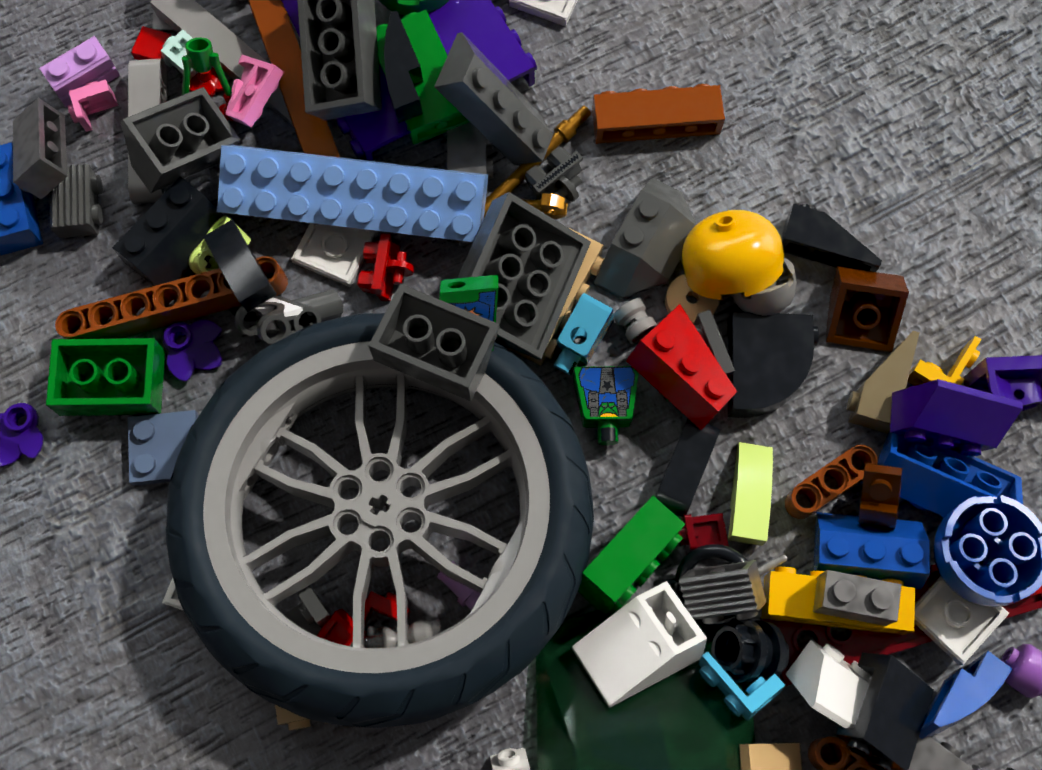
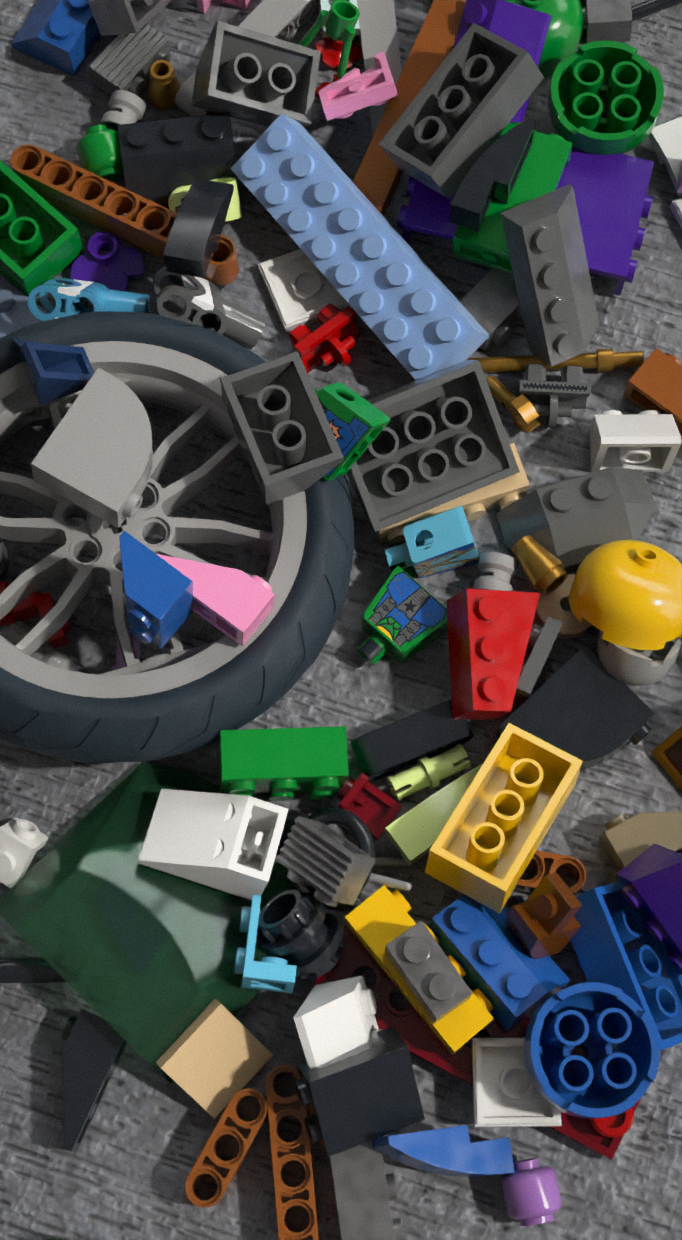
camera: 45 degrees right, 0 degrees up
(103, 236) = (124, 109): none -> light grey wheel
(114, 198) = (162, 85): none -> pearl gold cone
(115, 276) = (101, 152): none -> green head
(194, 384) = (72, 294): none -> dark azure connector
(243, 441) = (53, 368): none -> dark blue slope
(333, 464) = (100, 451): none -> light grey brick
(463, 524) = (155, 593): none -> blue slope
(505, 486) = (227, 597): none -> bright pink slope
(634, 163) = (633, 441): none -> white slope
(656, 288) = (539, 565): none -> pearl gold cone
(715, 477) = (428, 772): none -> yellowish green pin
(799, 460) = (503, 817): none -> yellow brick

